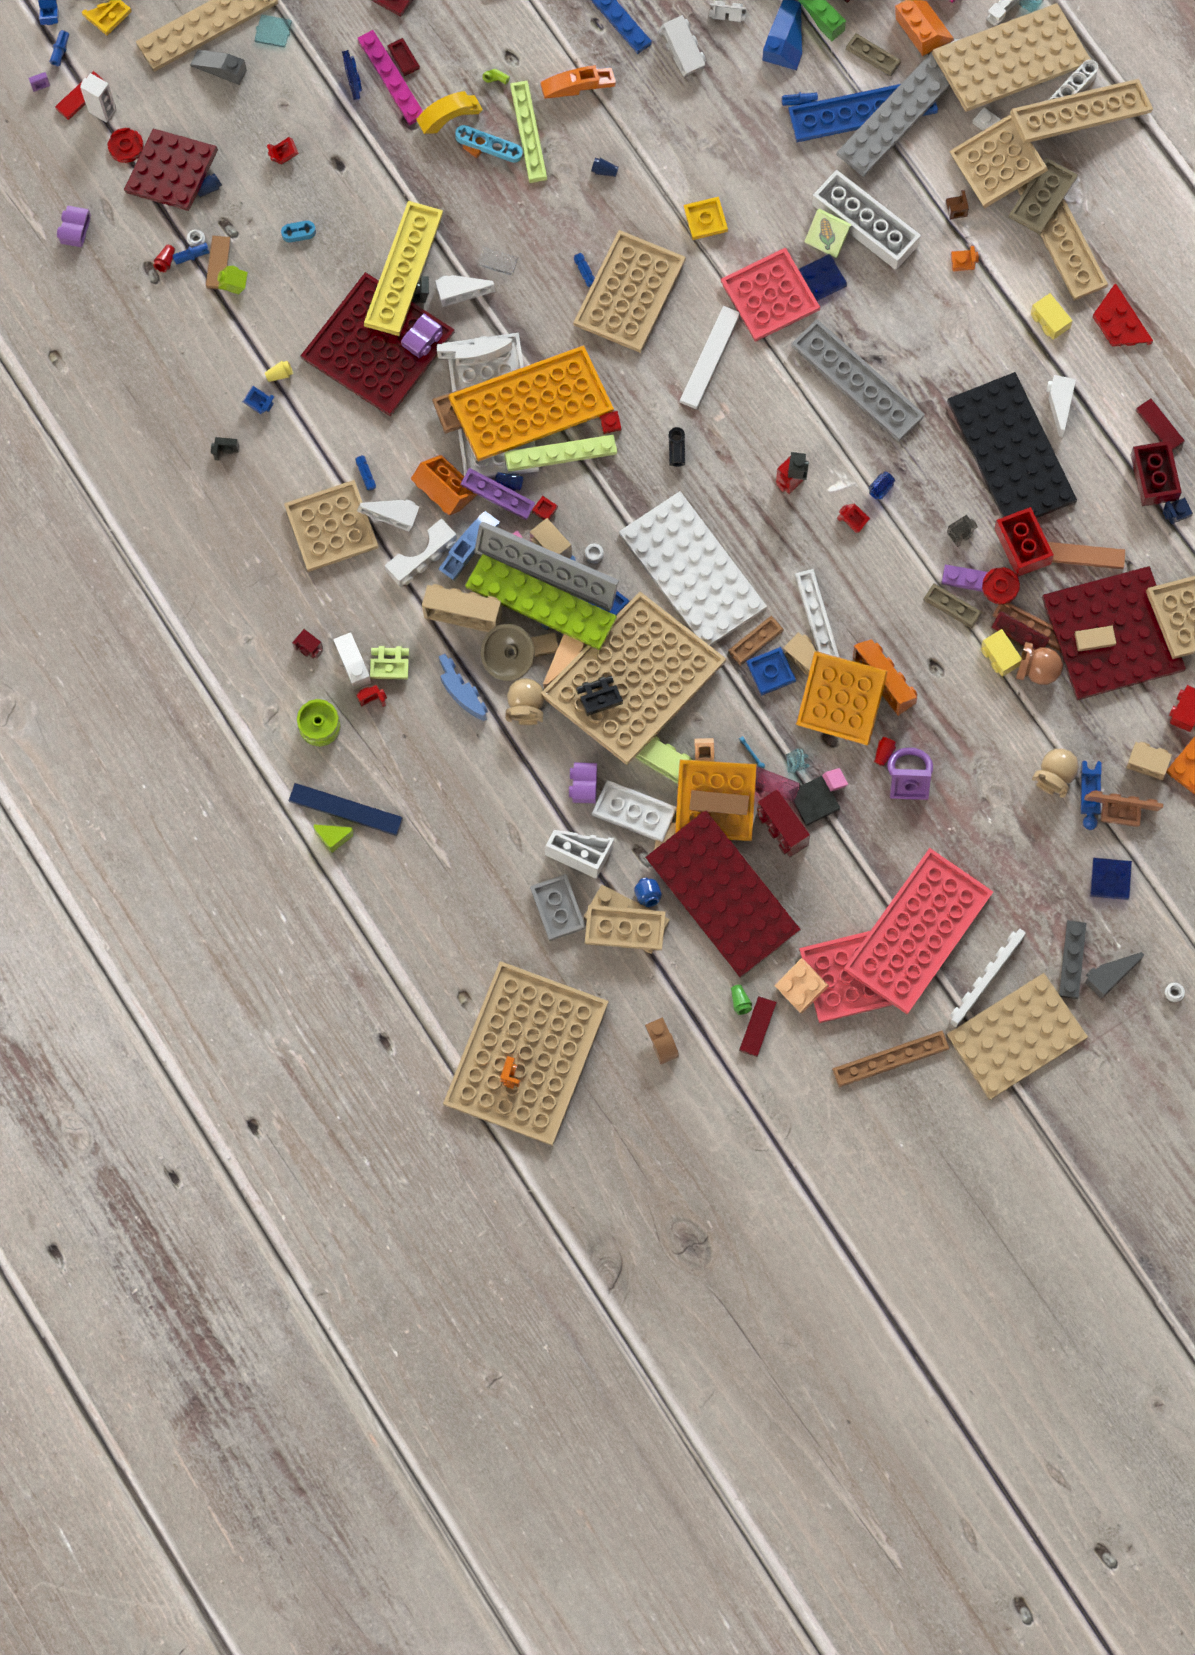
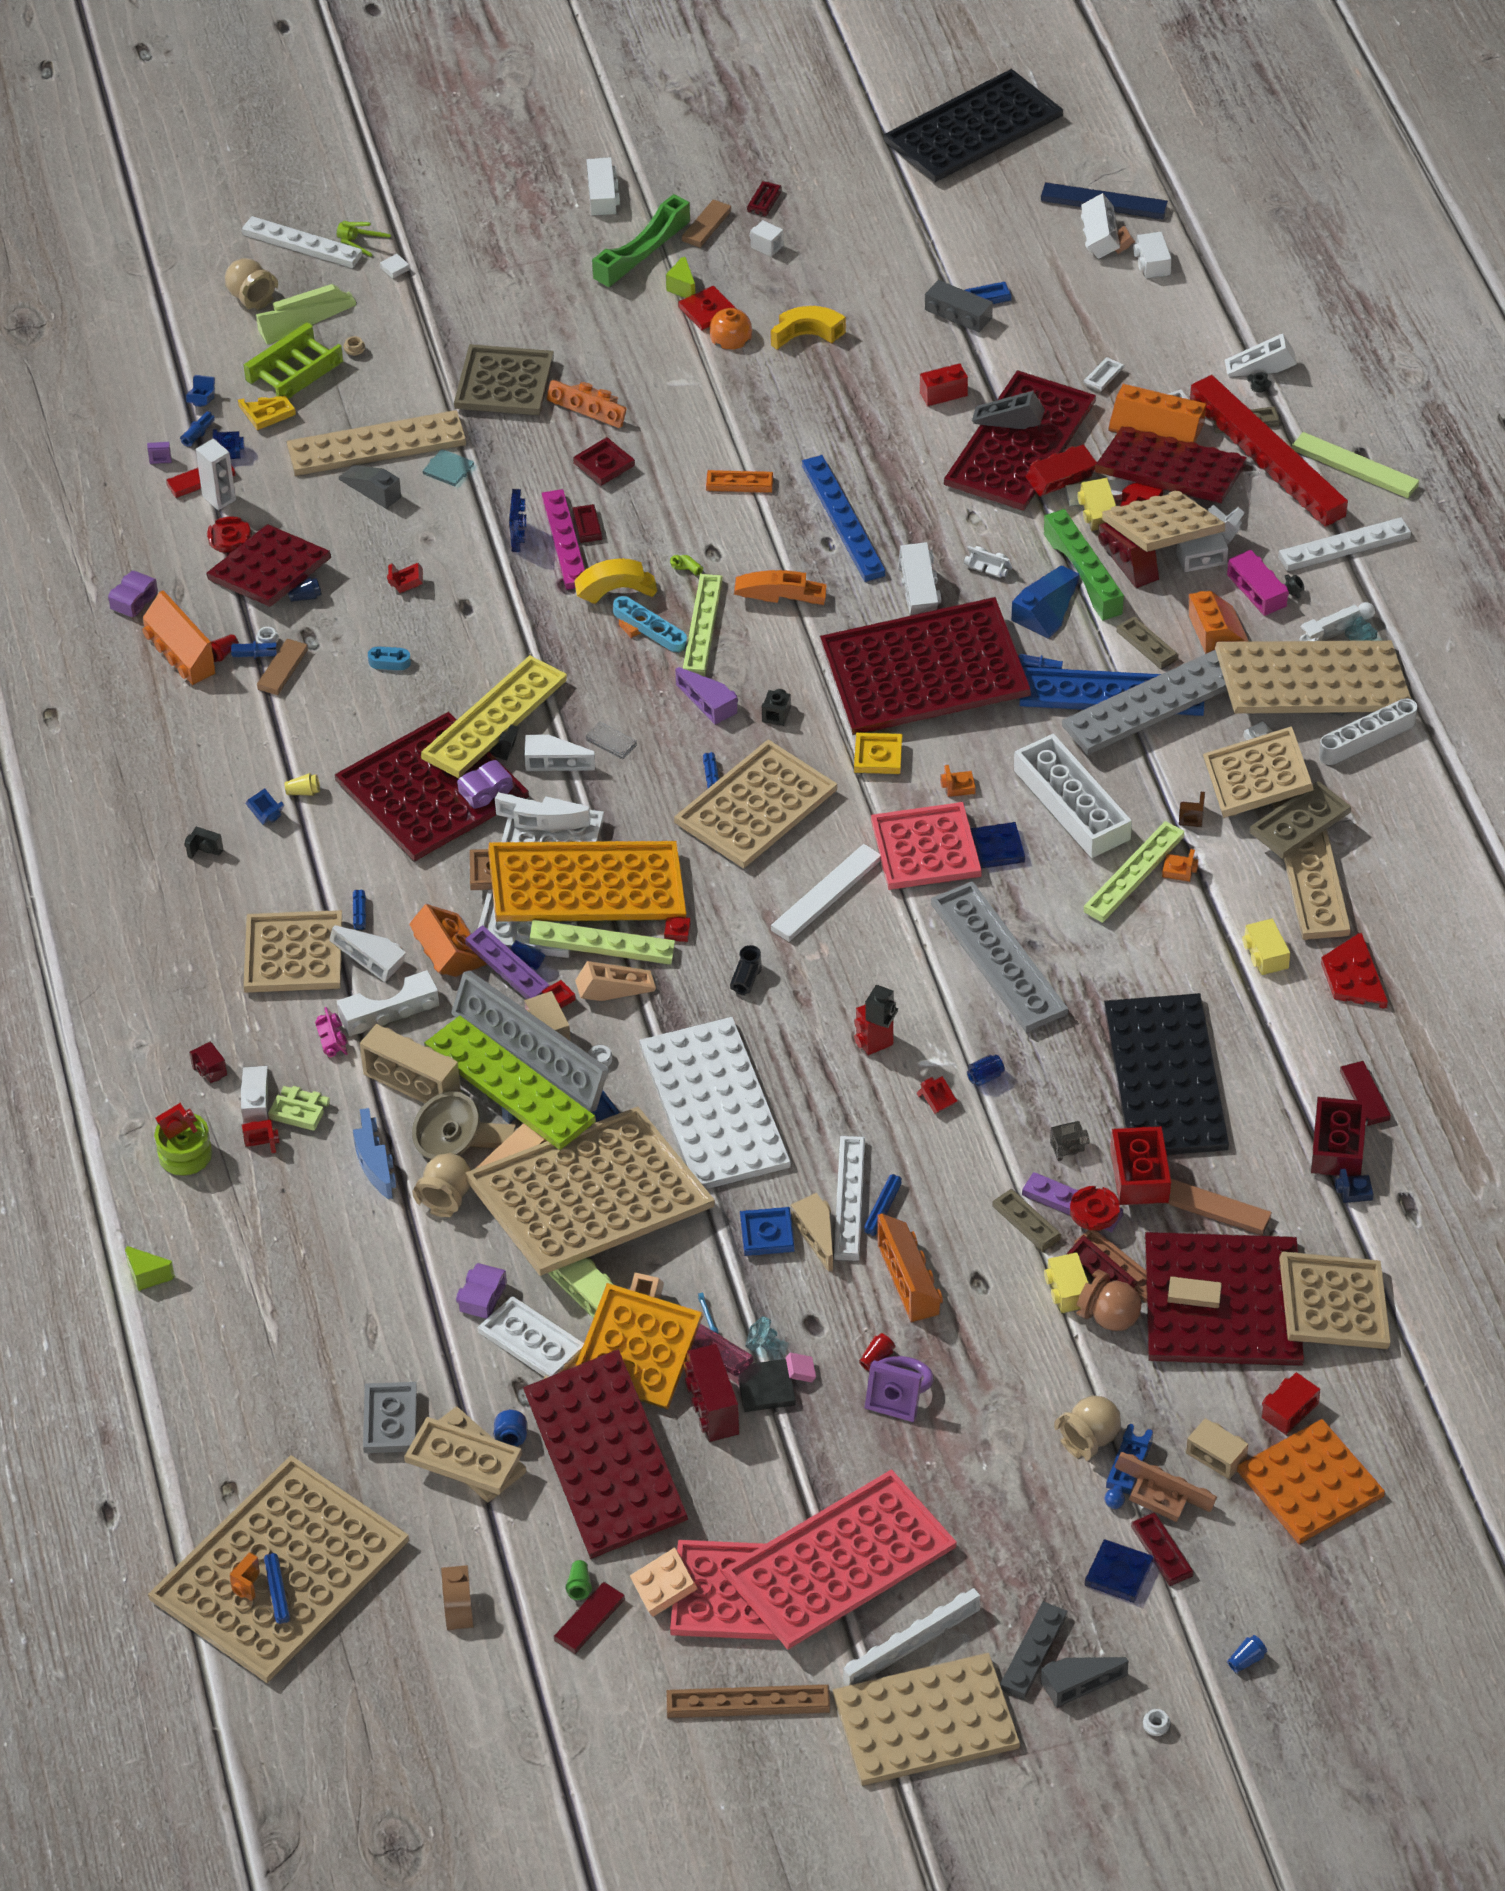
camera: 15 degrees right, 25 degrees down
(90, 58) = (231, 442): none -> clear blue brick
(130, 263) = (178, 639): none -> orange slope
(232, 279) = (289, 682): lime brick -> none
(311, 711) = (176, 1120): none -> red bracket
(345, 809) = (176, 1247): dark blue tile -> none
(393, 596) = (330, 1025): none -> dark pink hinge
(464, 548) = (433, 1015): medium blue slope -> none
(533, 1073) = (276, 1588): none -> blue axle
(559, 200) = (708, 695): none -> medium lavender slope
(579, 851) = (442, 1361): white wedge -> none
(581, 486) = (610, 982): none -> light nougat slope
(600, 700) = (536, 1190): black plate -> none
(604, 167) = (775, 676): dark blue cone -> none
(613, 196) = (779, 702): none -> pearl dark grey brick
(714, 127) = (924, 666): none -> dark red plate
(719, 802) = (639, 1346): medium nougat tile -> none
(755, 640) = (762, 1195): medium nougat tile -> none
(774, 228) = (957, 783): none -> orange bracket
(827, 233) = (1019, 797): yellowish green tile -> none
(841, 698) = (841, 1272): light orange plate -> none
(845, 628) = (883, 1203): none -> blue axle
(932, 274) = (1133, 871): none -> yellowish green plate
(1060, 399) = (1250, 1029): white slope -> none
(1081, 111) = (1378, 744): tan plate -> none
(1134, 852) = (1163, 1548): none -> dark red tile

